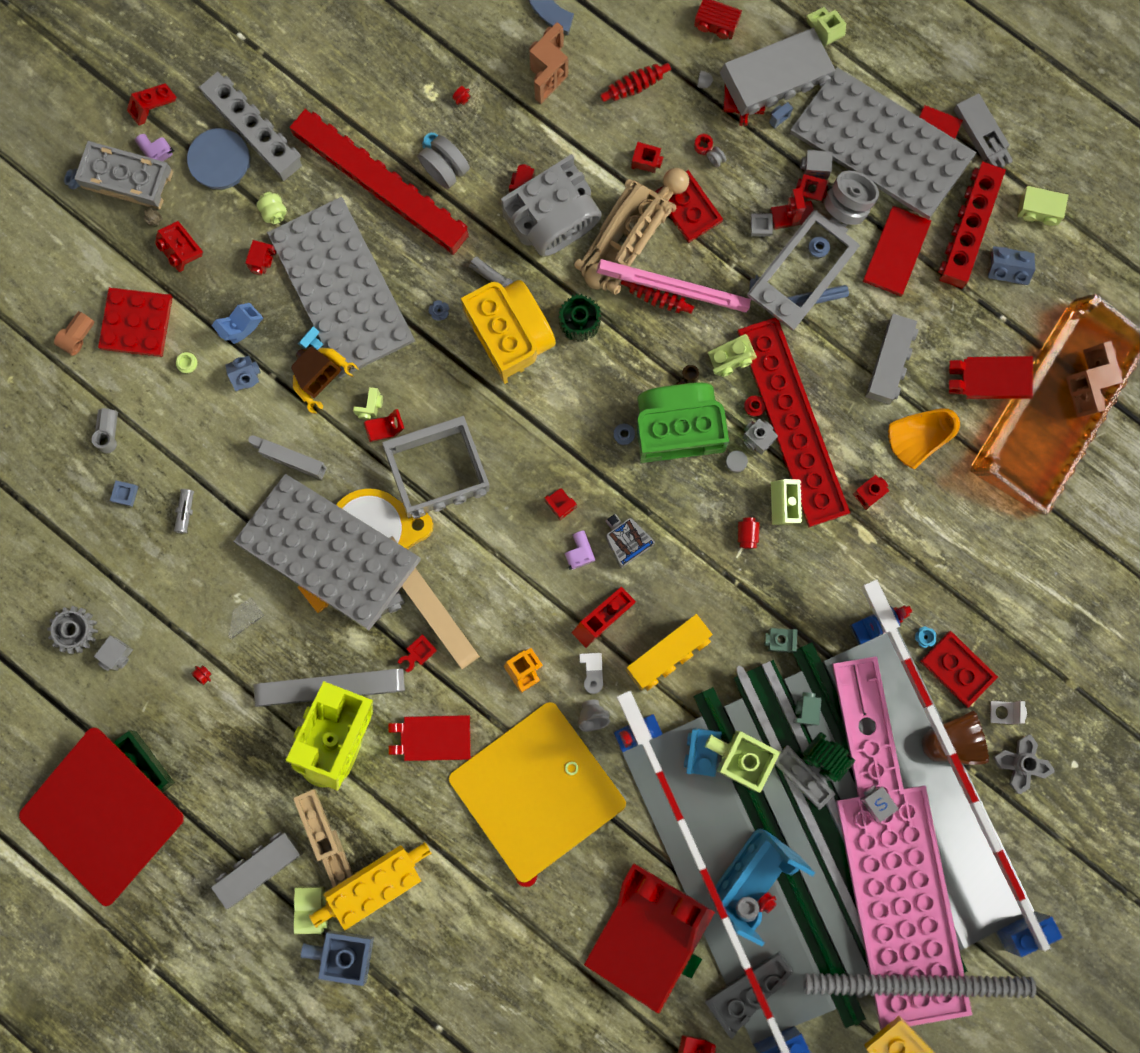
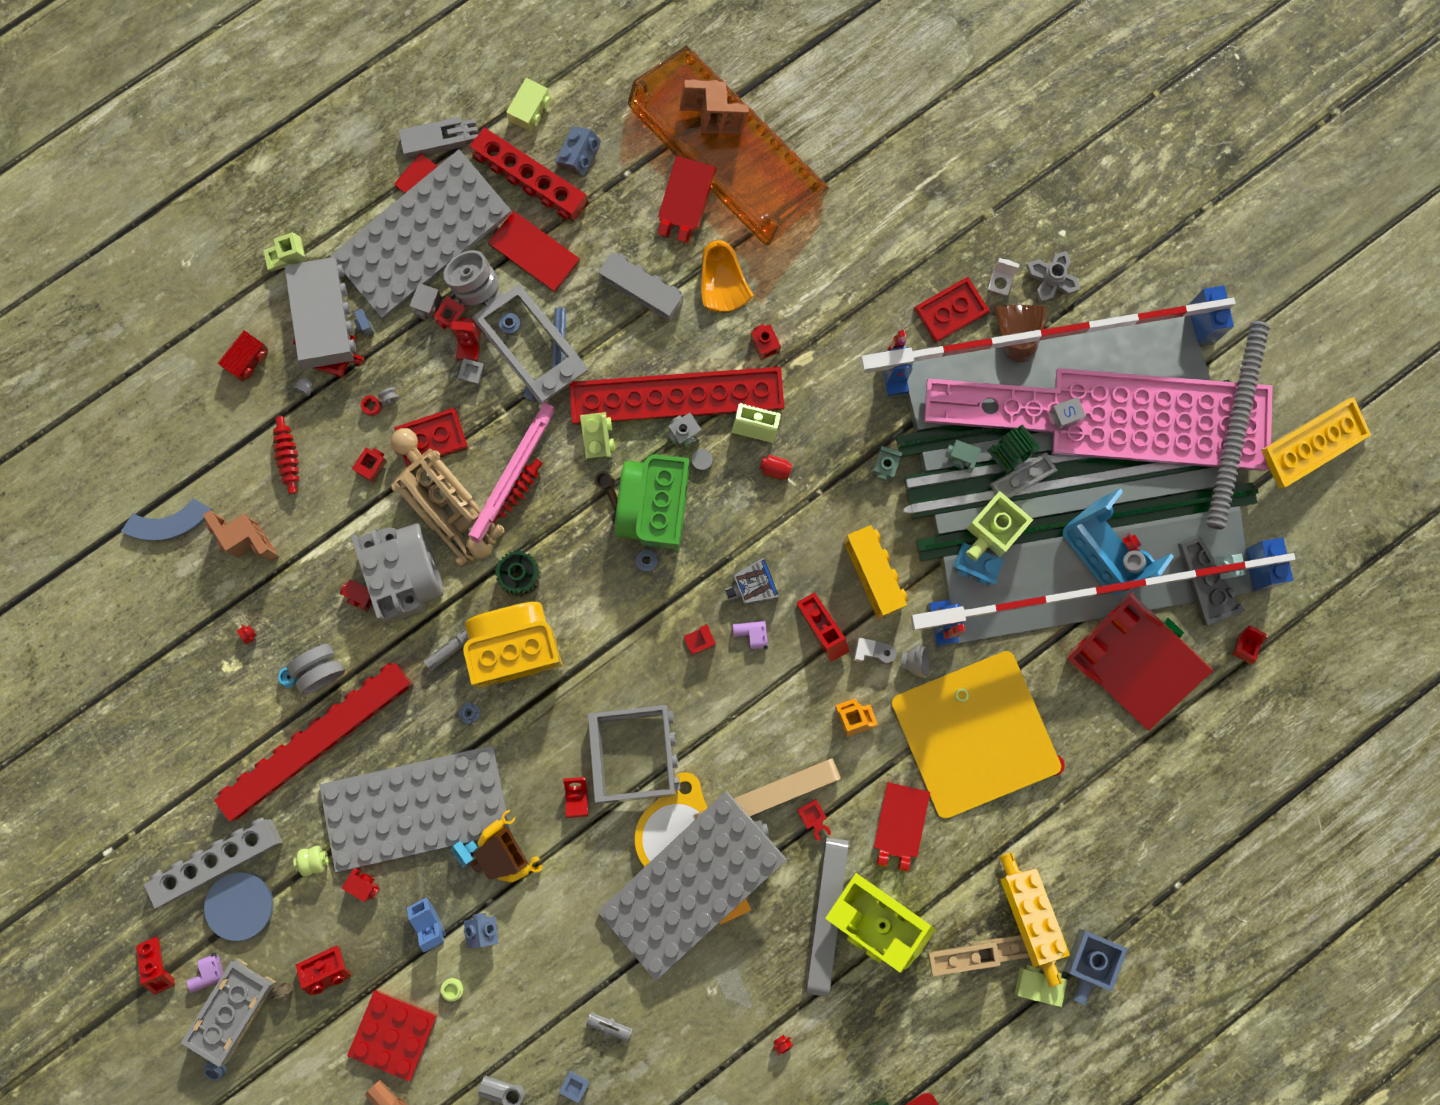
camera: 80 degrees left, 0 degrees up
(257, 870) = (991, 1031): light grey brick -> none
(288, 457) = (582, 904): light grey hinge -> none
(373, 403) = (547, 801): yellowish green bracket -> none
(751, 411) = (648, 433): red plate -> none
(776, 1010) = (1230, 560): none -> light aqua bracket
(931, 634) = (915, 325): medium azure plate -> none

